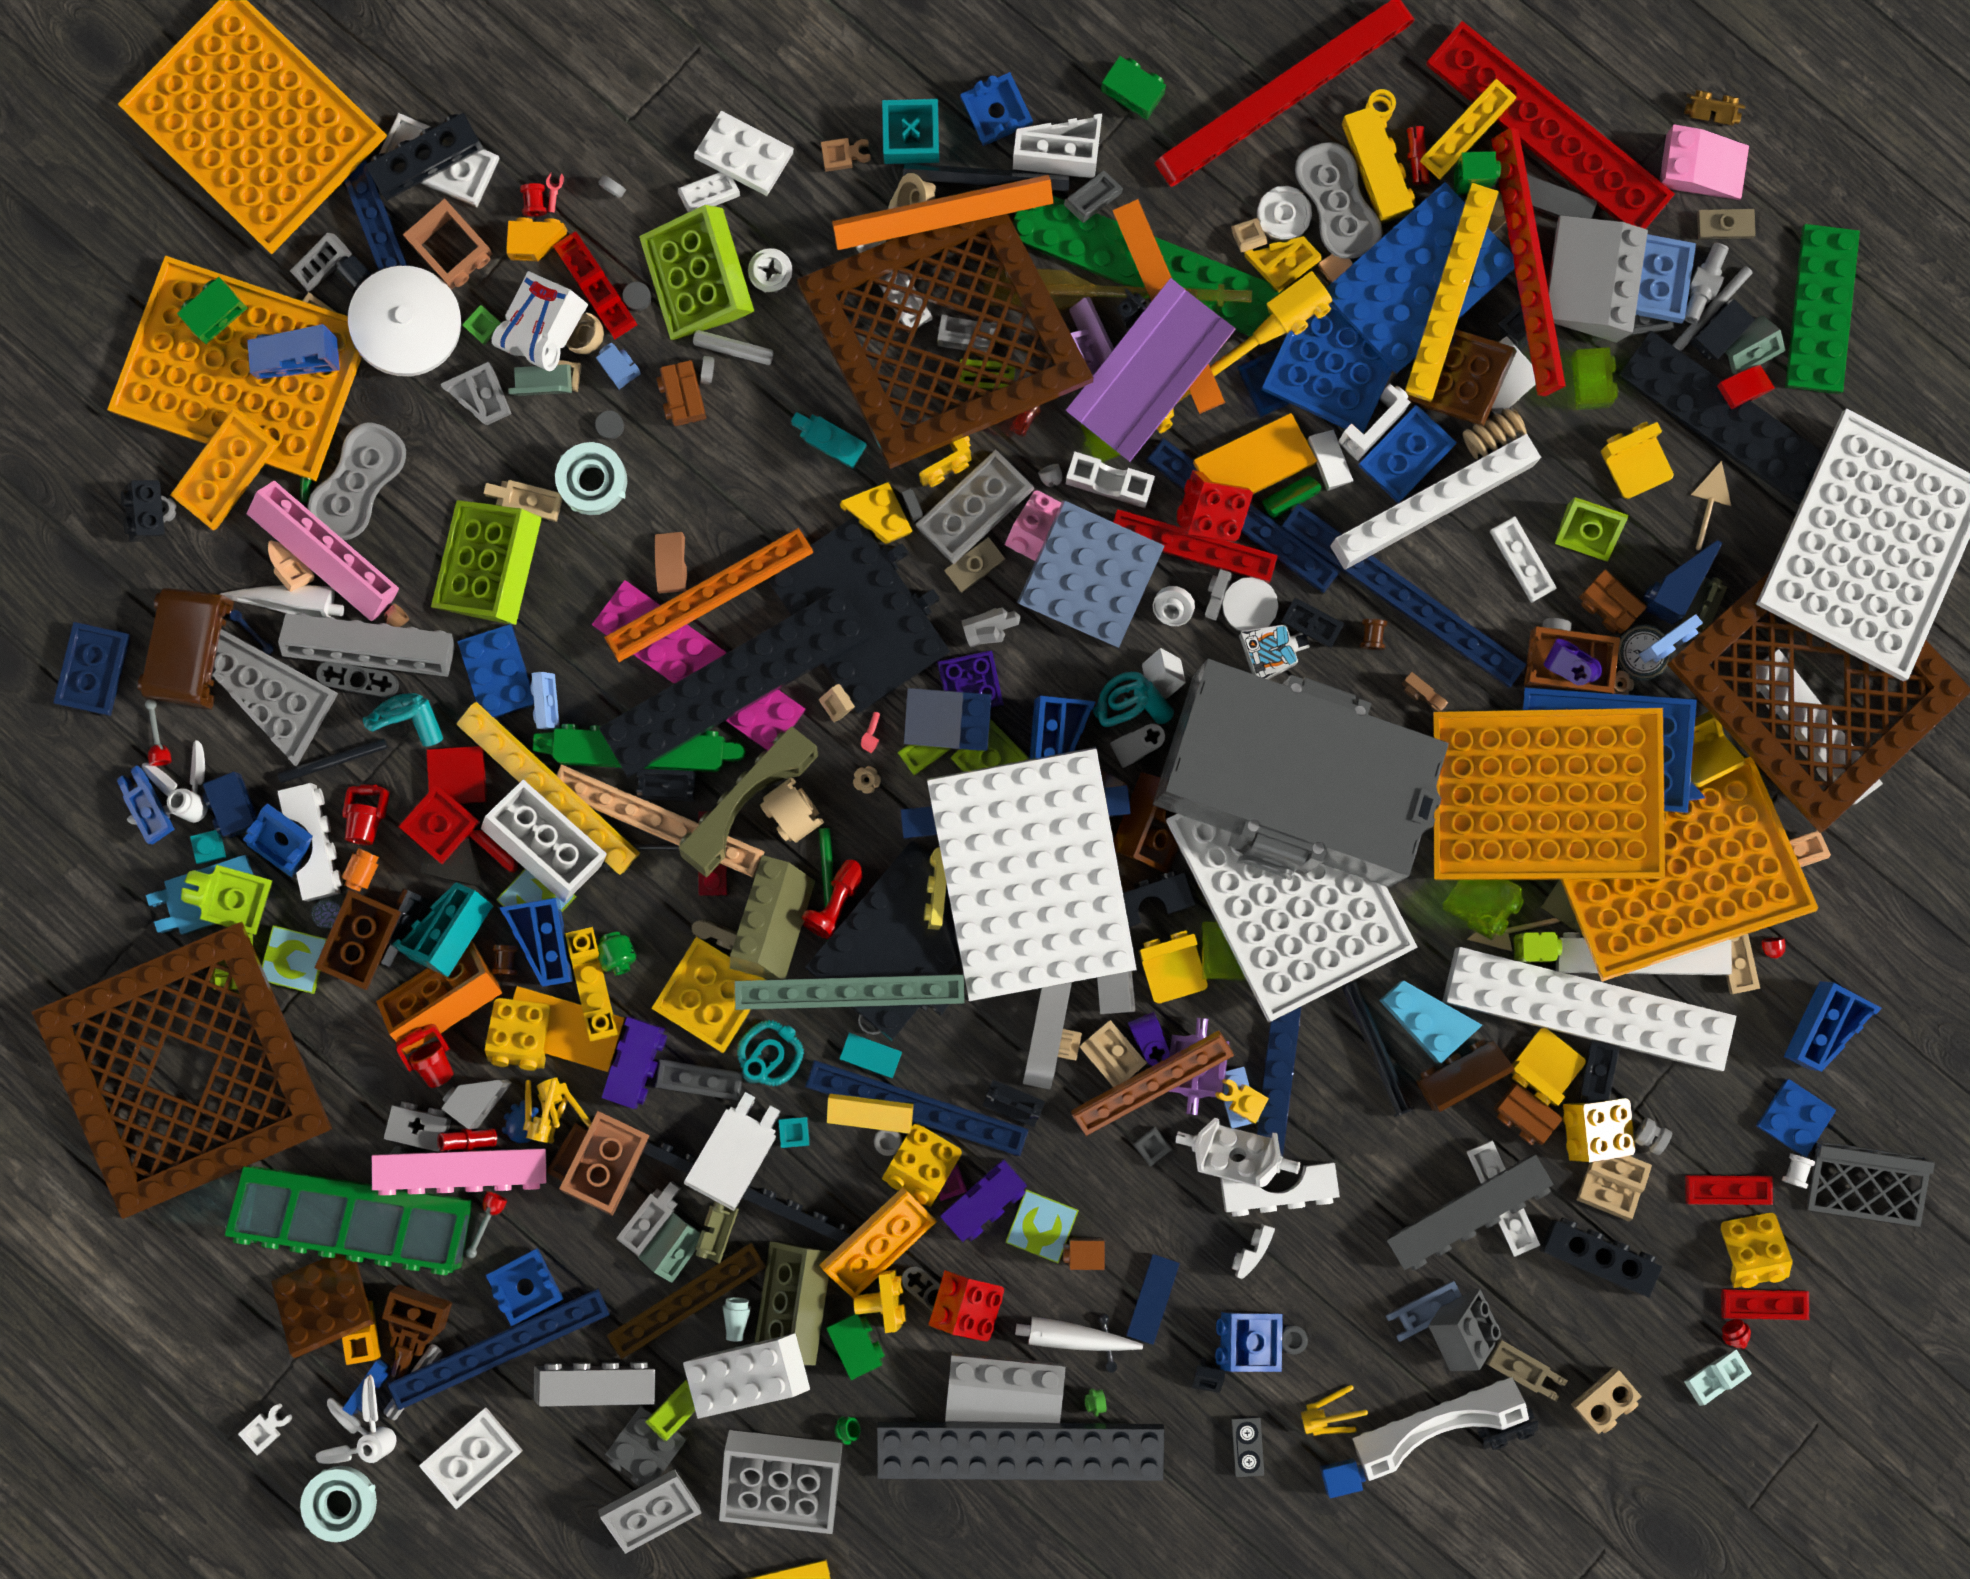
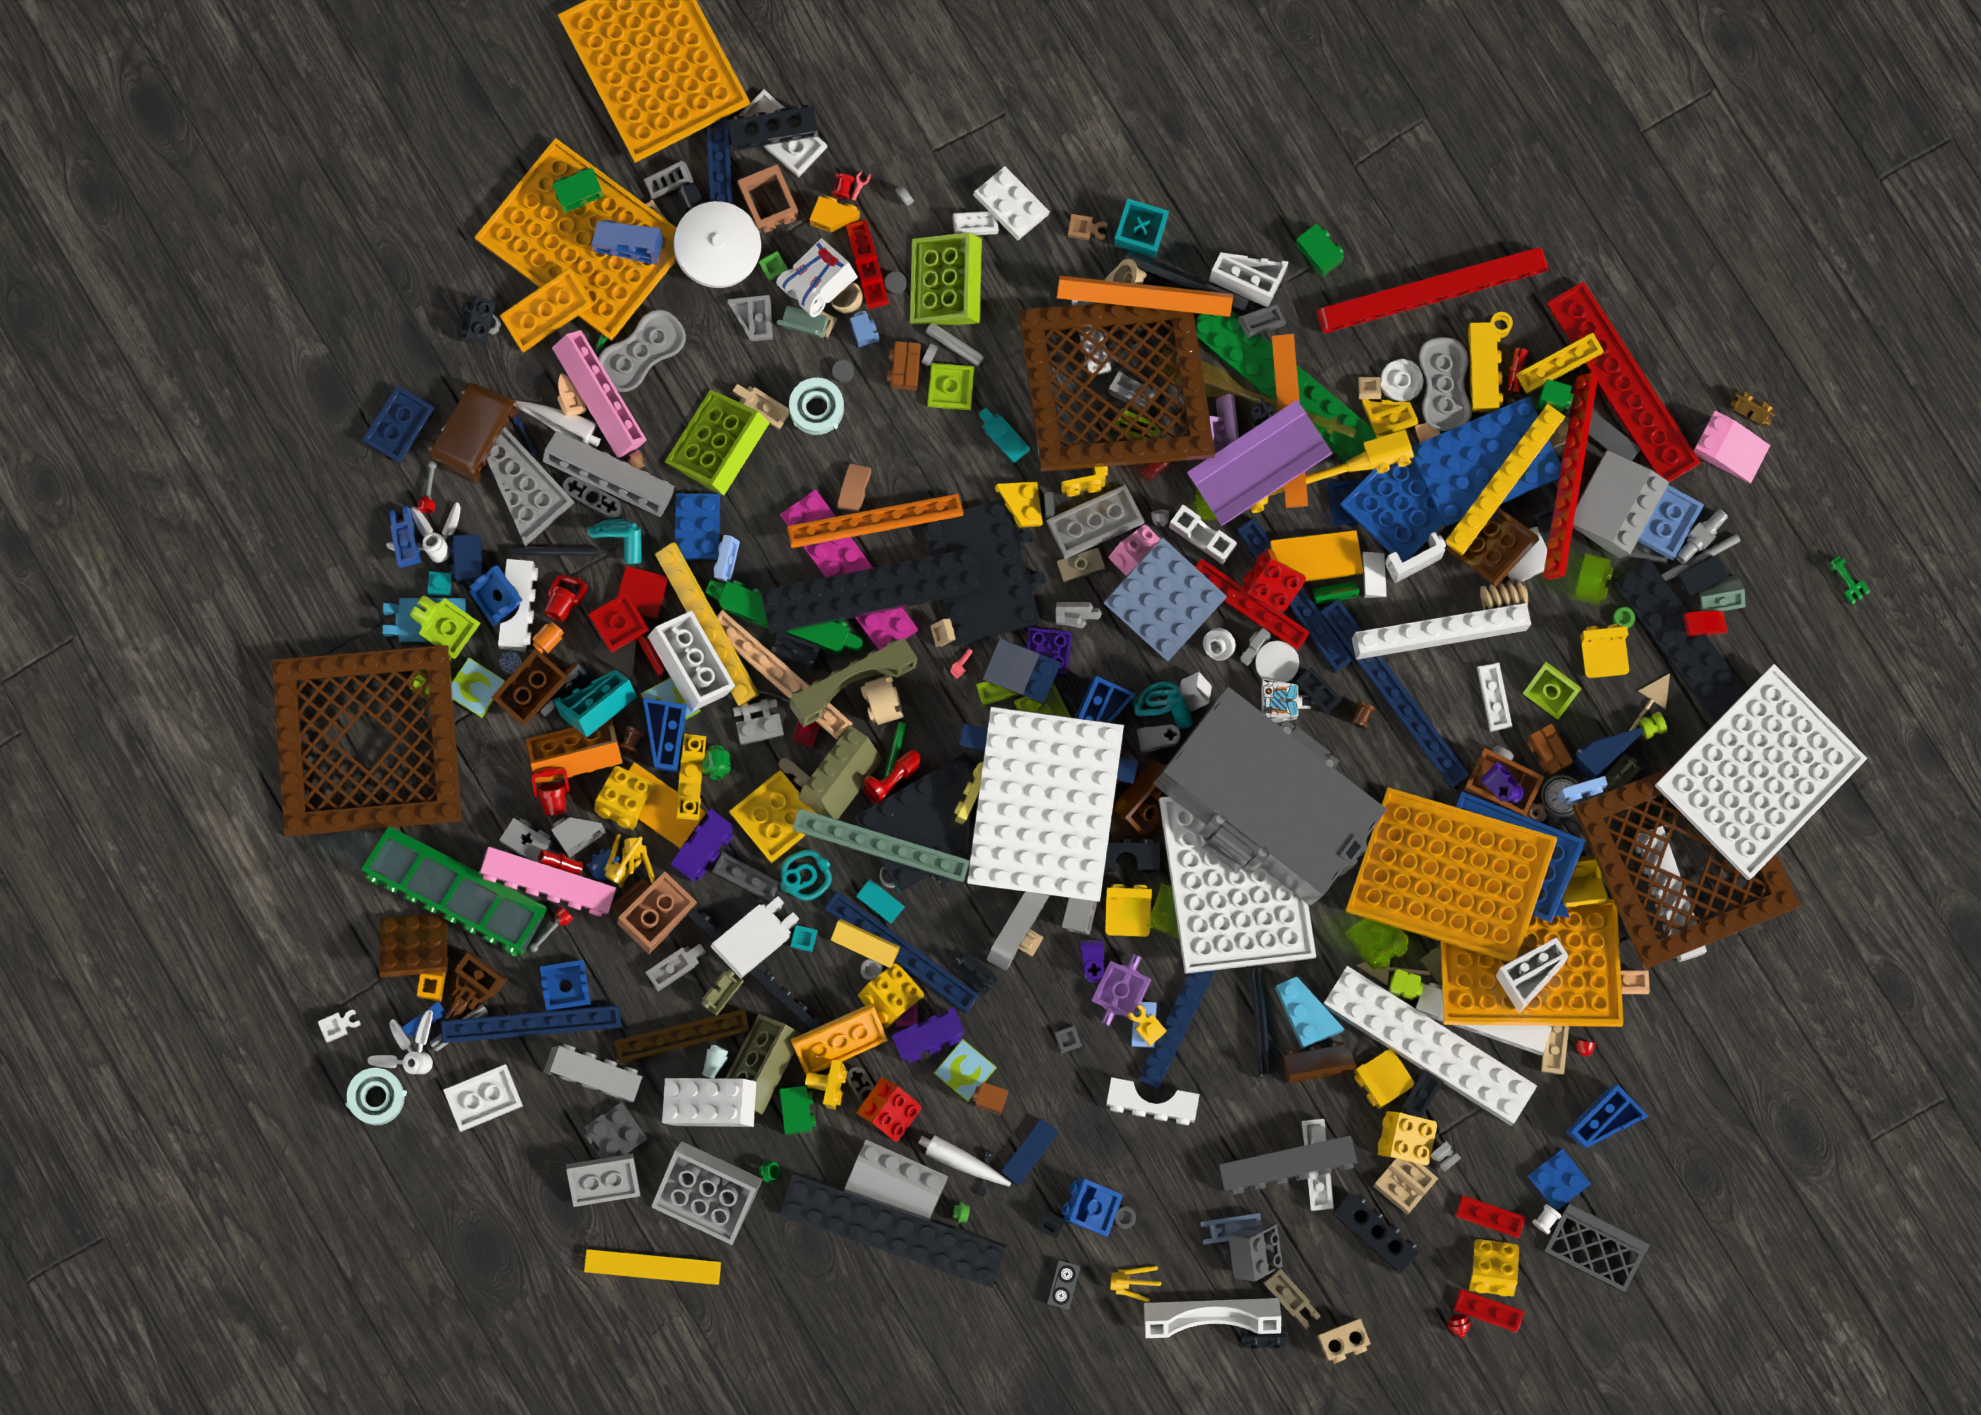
camera: 15 degrees right, 5 degrees down
(654, 893) = (759, 728): none -> light grey plate
(670, 1248) = (683, 993): sand green panel -> none
(672, 1413) = (644, 1114): lime tile -> none
(745, 400) = (950, 386): none -> lime tile
(764, 259) = (999, 286): white gear -> none
(866, 787) = (951, 700): tan plate -> none
(1001, 91) = (1216, 218): blue piece -> none
(1112, 1054) = (1061, 961): tan plate -> none
(1152, 1083) = (1083, 990): dark orange tile -> none
(1219, 1143) = (1116, 1053): white plate -> none
(1248, 1259) = (1111, 1145): white slope -> none
(1342, 1478) = (1127, 1330): blue brick -> none
(1407, 454) = (1433, 589): blue plate -> none
(1419, 689) = (1381, 766): medium nougat plate -> none
(1527, 1114) = (1356, 1108): dark orange brick -> none
(1644, 411) = (1624, 616): none -> bright green tile
(1688, 886) = (1531, 972): none -> white wedge
(1717, 1377) = (1434, 1352): light aqua slope -> none
(1724, 530) = (1652, 725): none -> lime wheel
(1726, 224) = (1733, 498): dark tan plate -> none
(1822, 309) = (1784, 585): green plate -> none
(1877, 263) = (1853, 588): none -> green hinge

